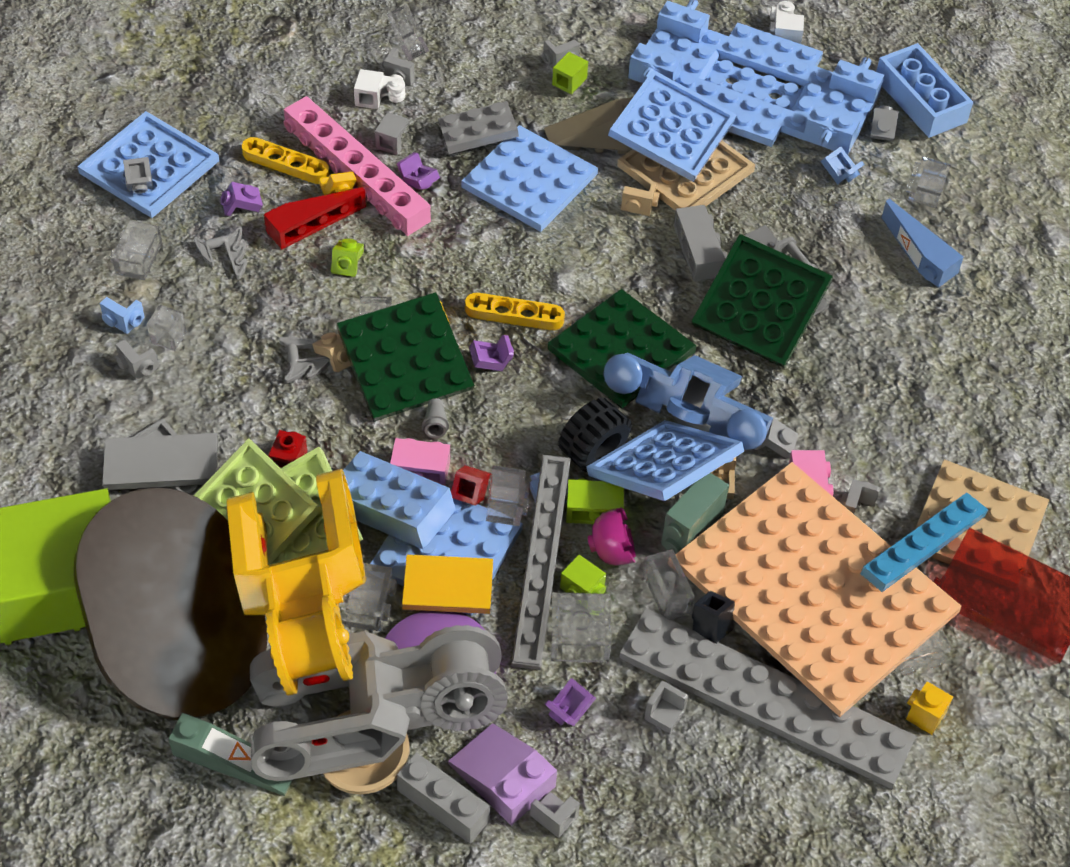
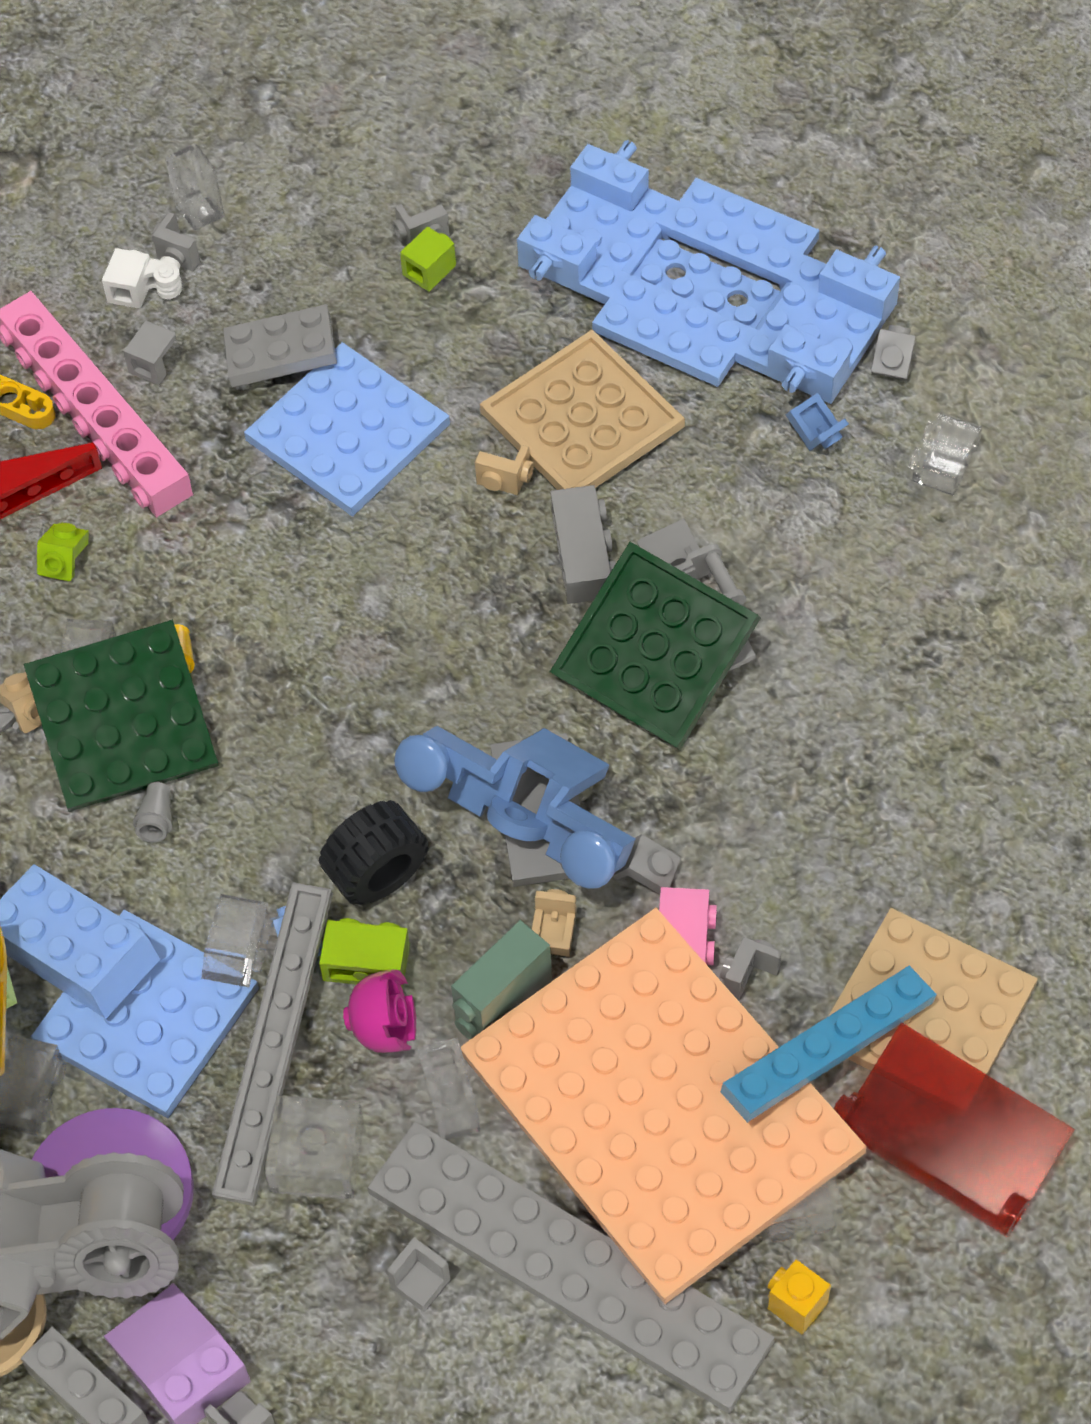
camera: 10 degrees right, 5 degrees up
(337, 182) = (59, 434): yellow bracket -> none
(415, 173) = (178, 418): medium lavender bracket -> none
(422, 458) = (124, 879): bright pink brick -> none
(448, 584) = (134, 1073): yellow tile -> none
(470, 485) = (185, 921): red brick -> none
(492, 355) = (248, 715): medium lavender bracket -> none
(515, 307) = (291, 651): yellow beam -> none
(570, 703) = (283, 1262): medium lavender bracket -> none
(583, 577) = (329, 1073): lime brick -> none
(589, 129) = (474, 349): dark tan wedge -> none
(617, 328) = (444, 683): dark green plate -> none
(665, 460) = (467, 898): light blue plate -> none
(672, 125) = (564, 354): light blue plate -> none
(713, 616) = (506, 1141): black brick -> none
(786, 23) = (771, 182): white brick -> none
(924, 90) = (961, 300): light blue brick -> none
(926, 250) = (928, 576): medium blue slope -> none

